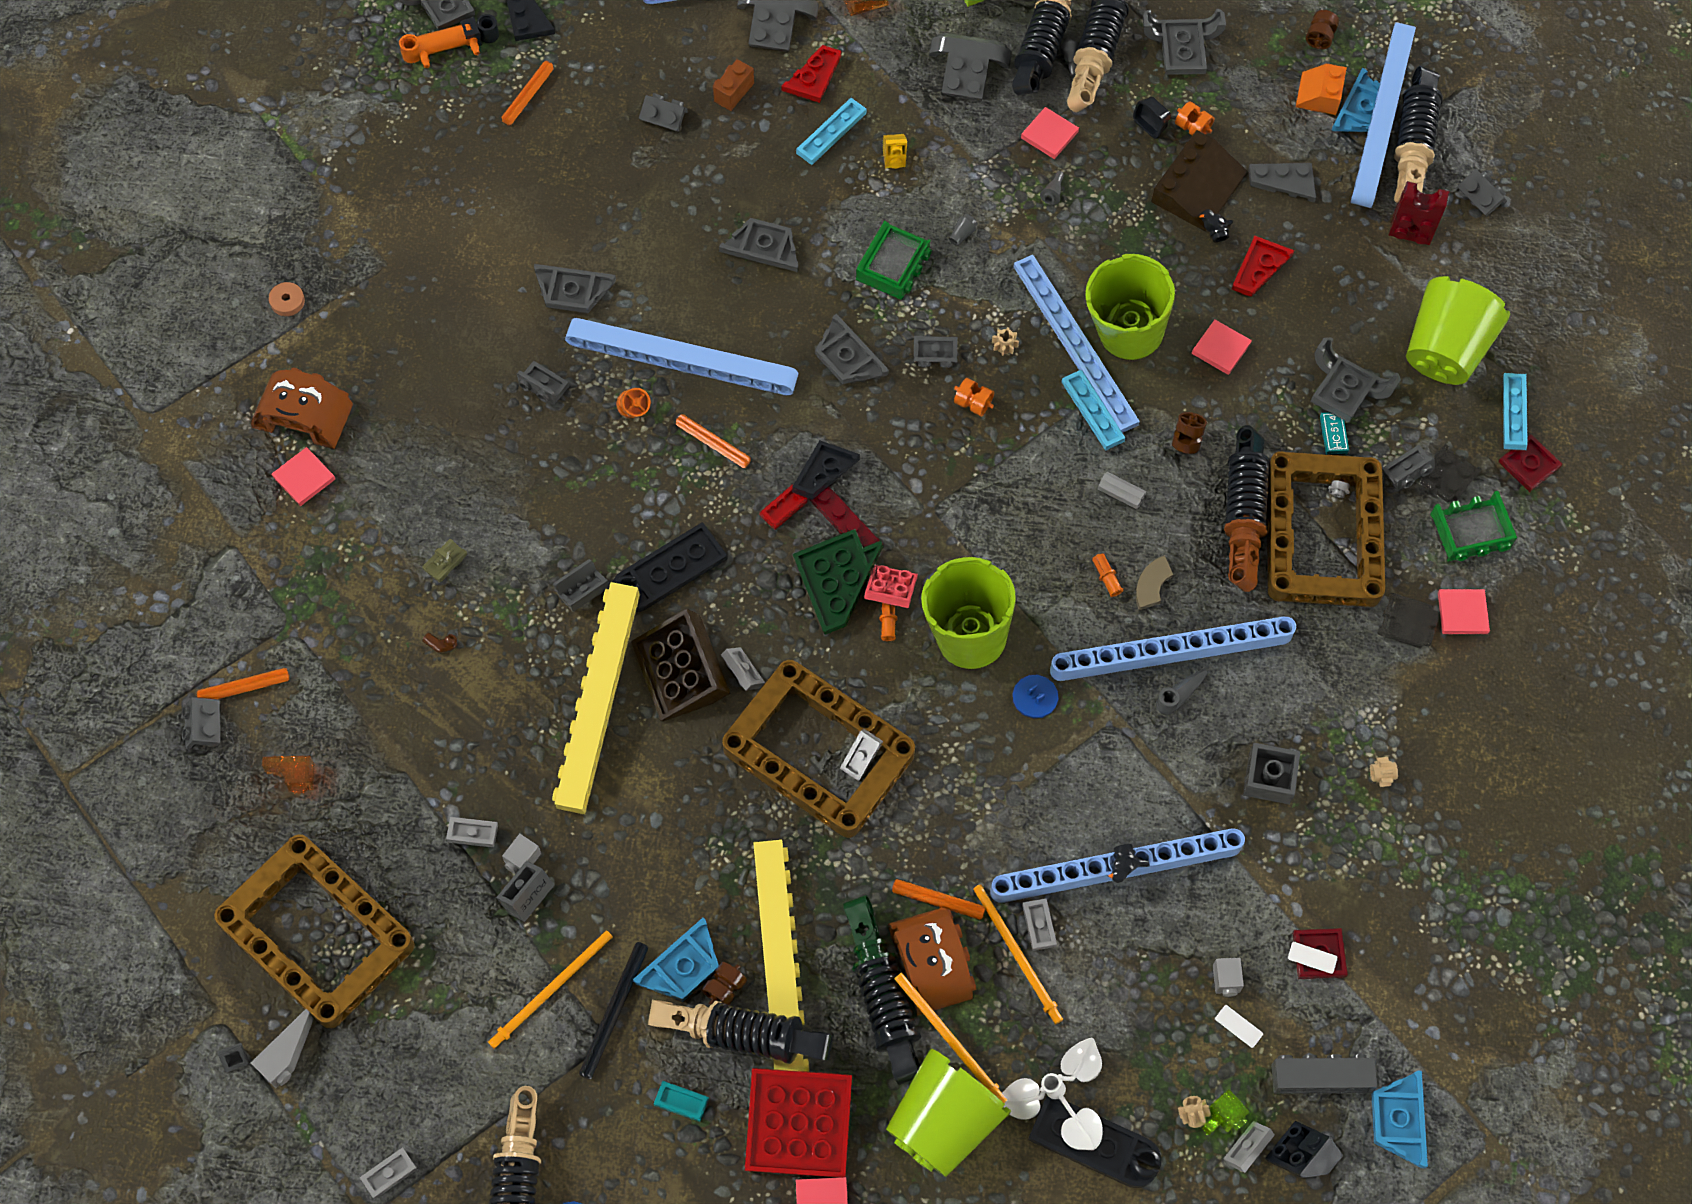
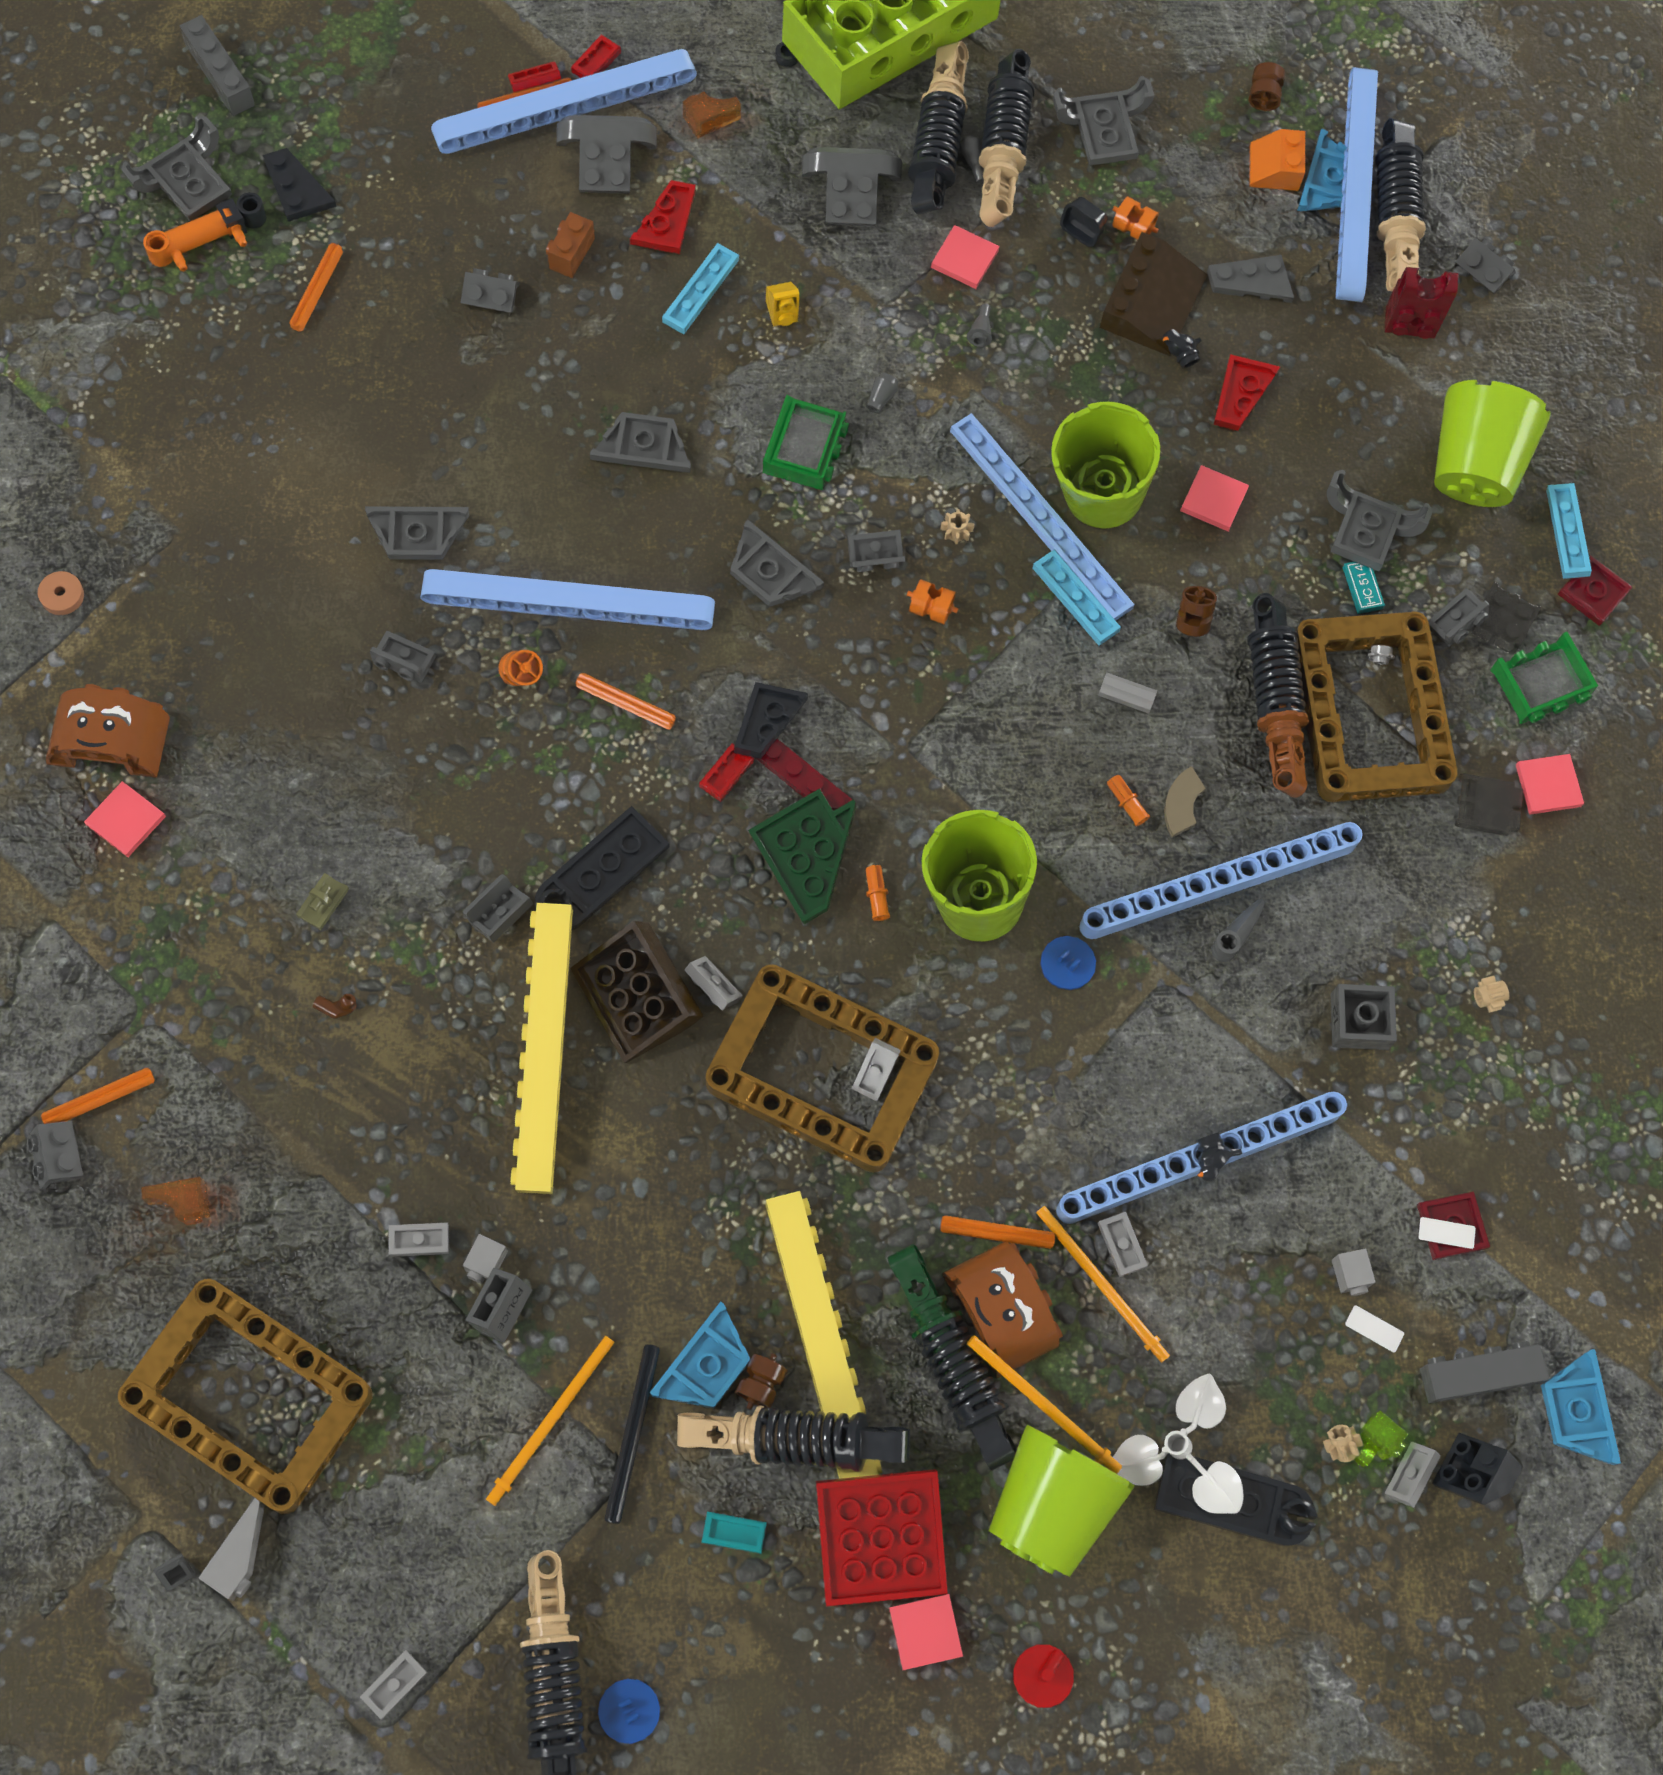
camera: 15 degrees left, 5 degrees up
(891, 586) = (874, 853): coral tile -> none

